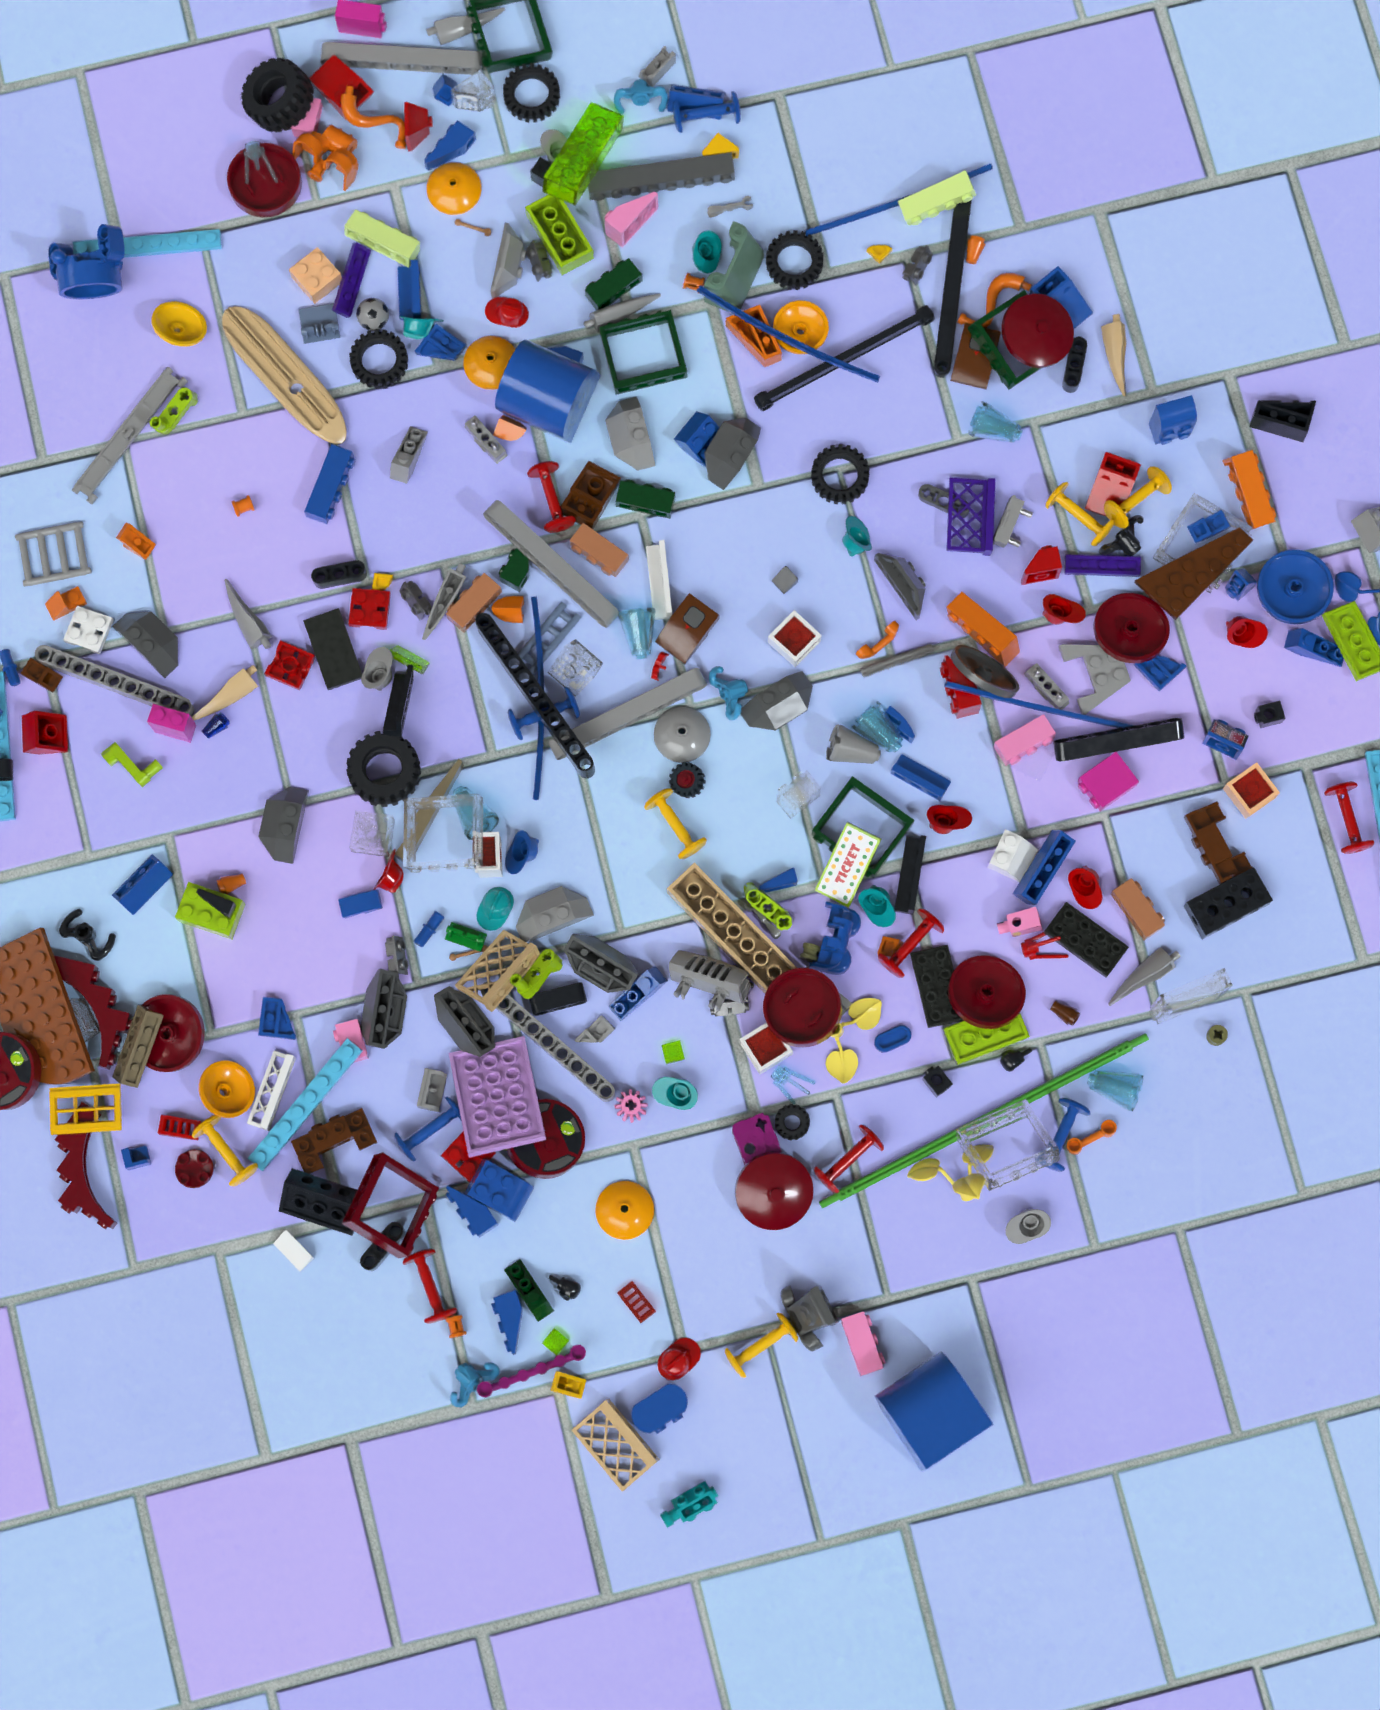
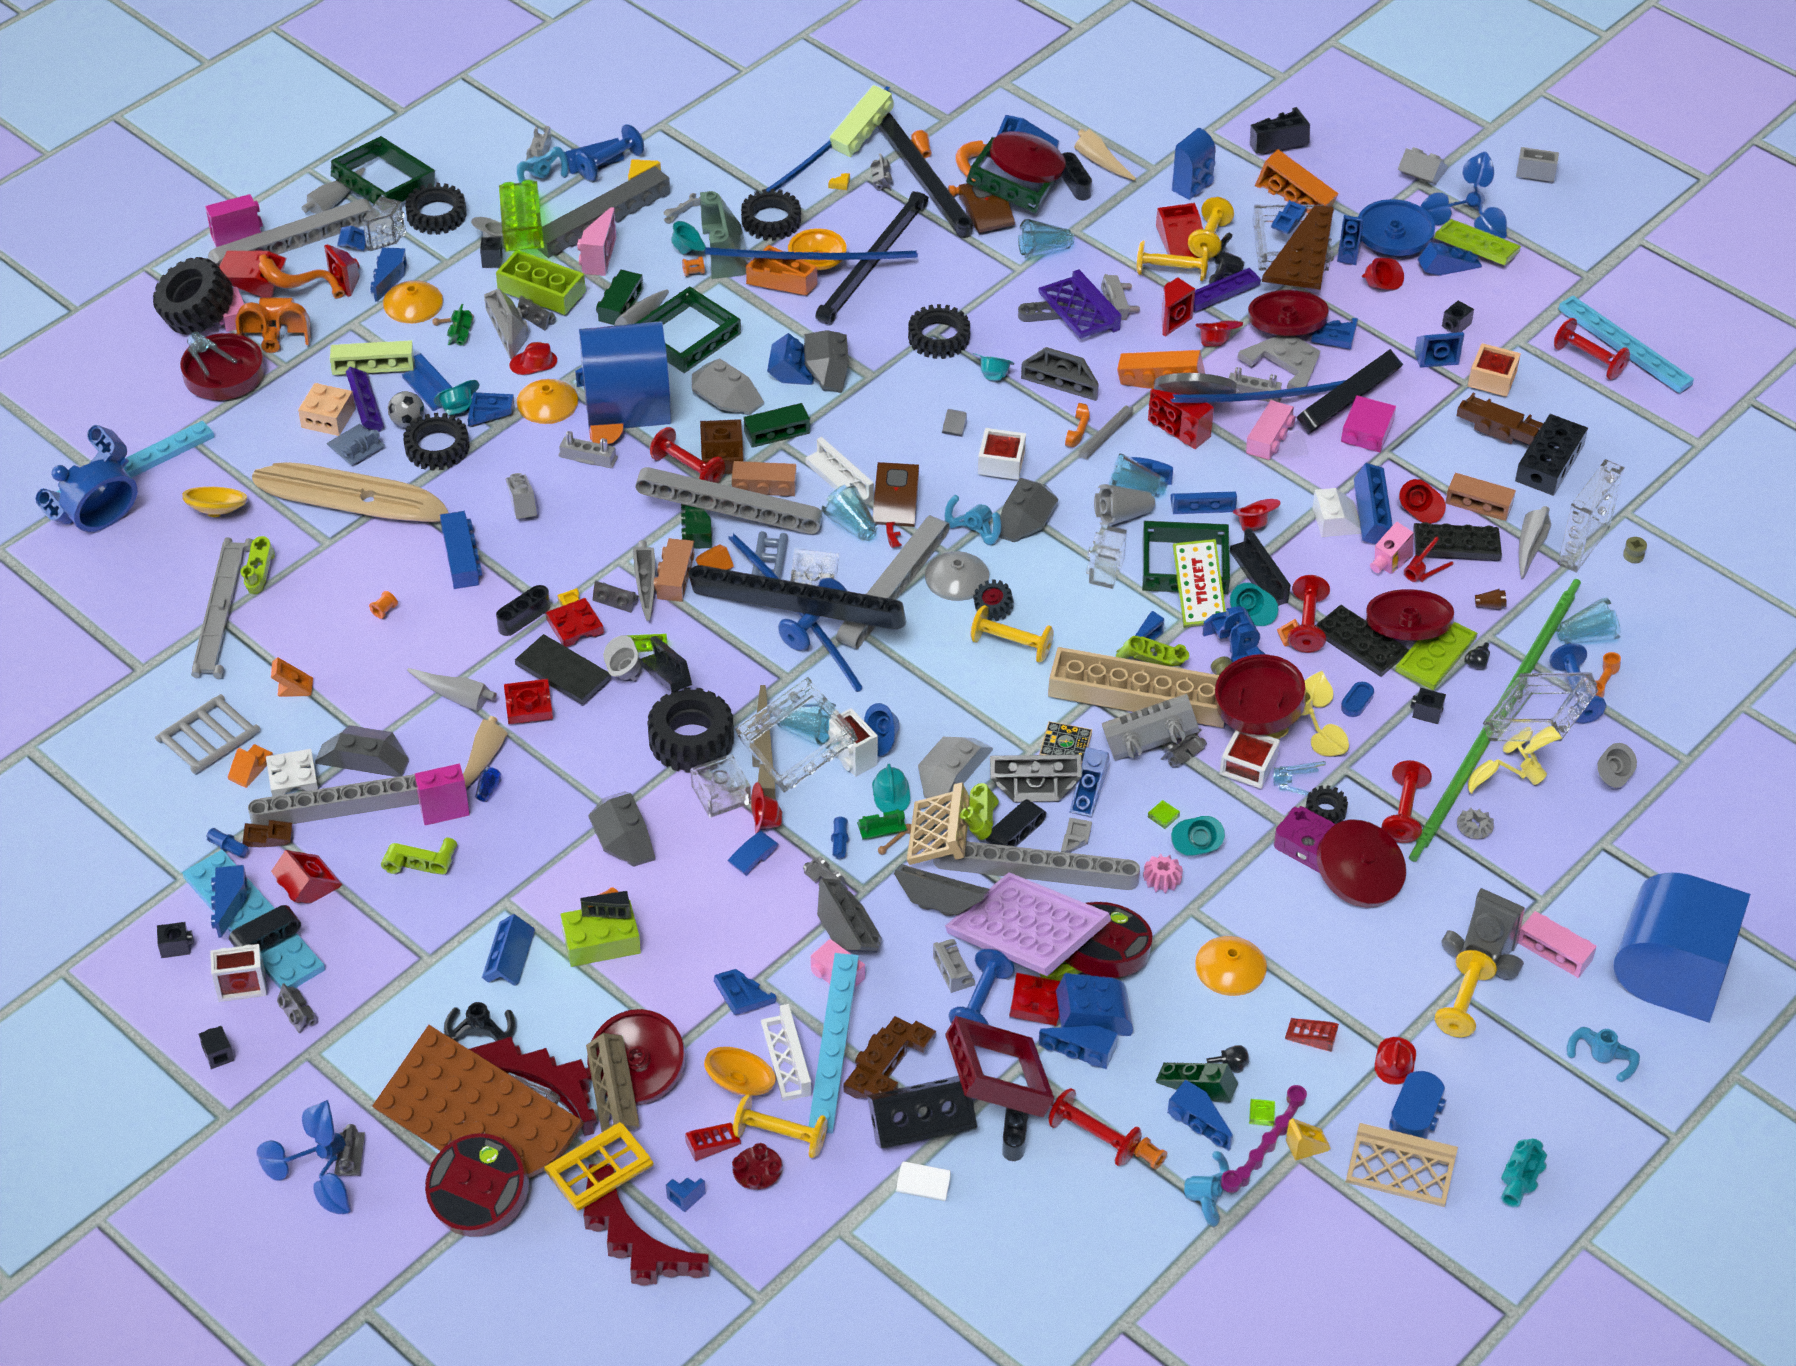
camera: 35 degrees left, 30 degrees down
(465, 246) = (455, 331): none -> green hinge
(647, 945) = (1065, 740): none -> tile
(826, 1447) = (1605, 1048): none -> dark azure piece
(894, 1212) = (1470, 828): none -> light grey gear

